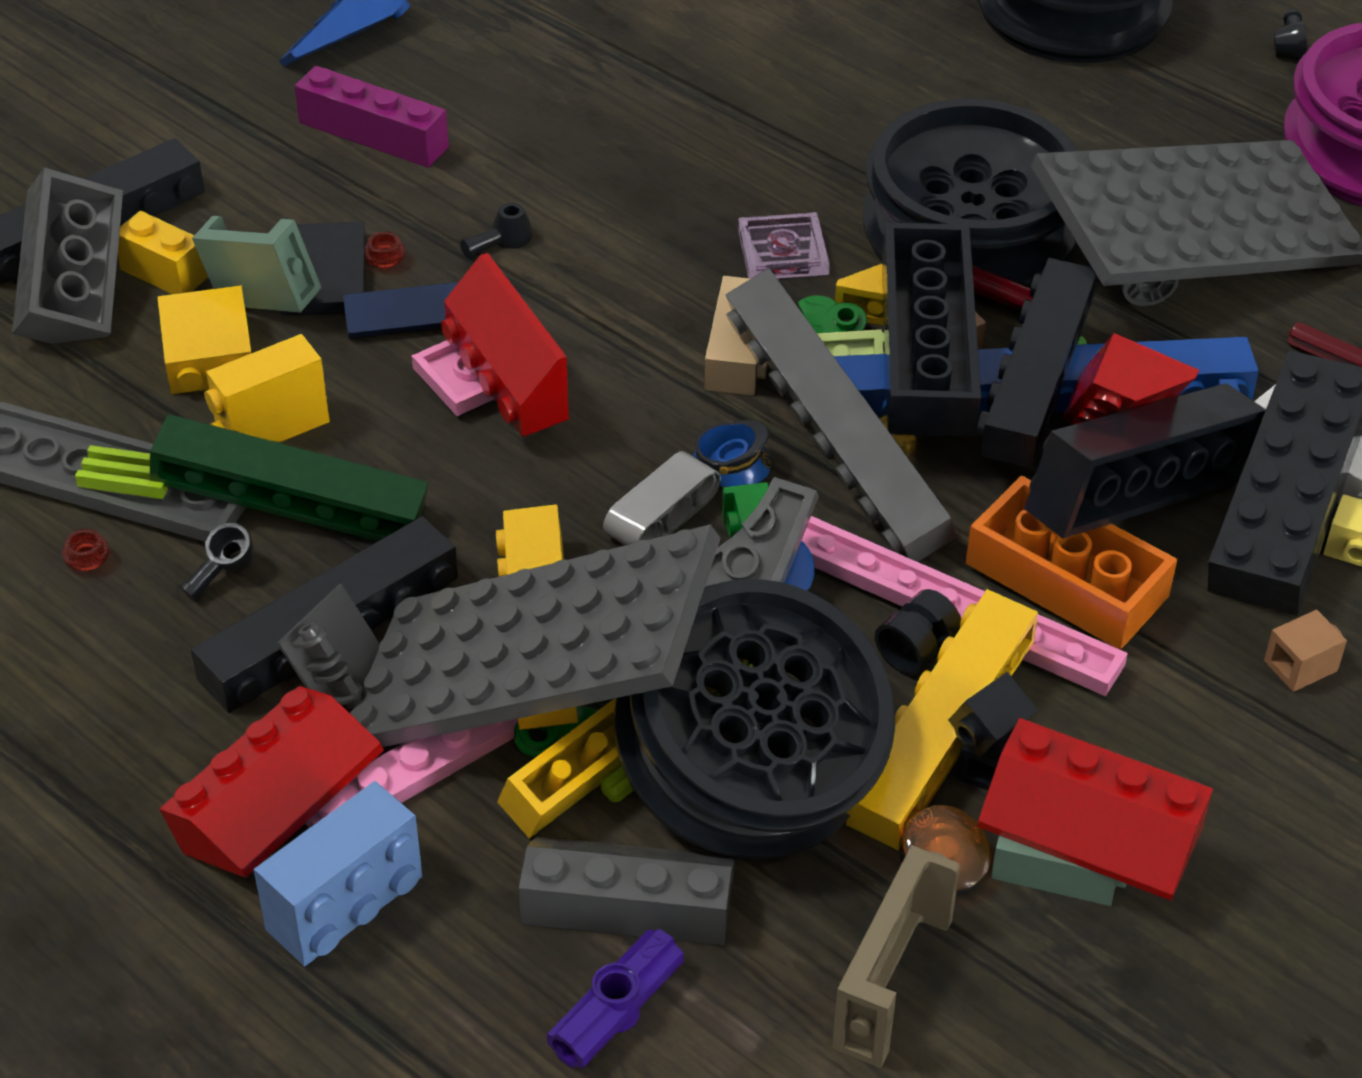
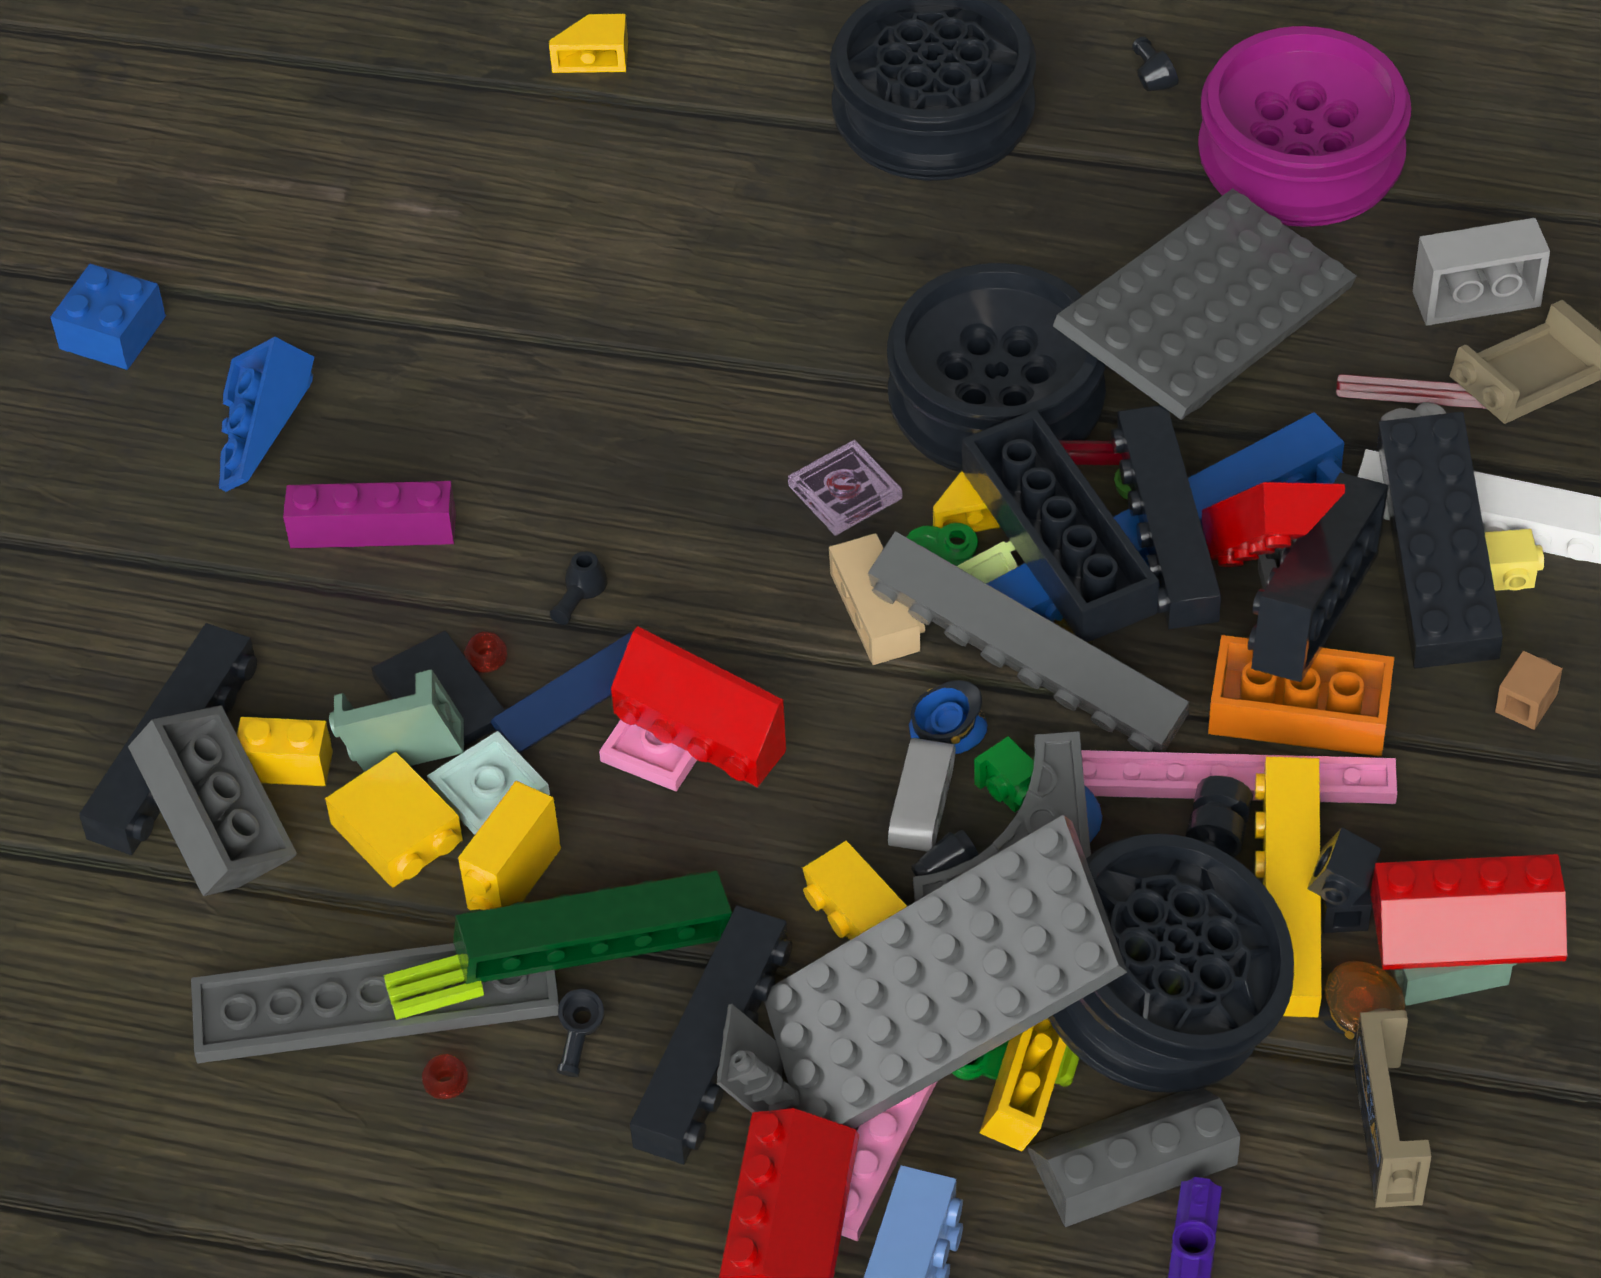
camera: 25 degrees left, 5 degrees up
(321, 329) = (481, 778): none -> light aqua plate

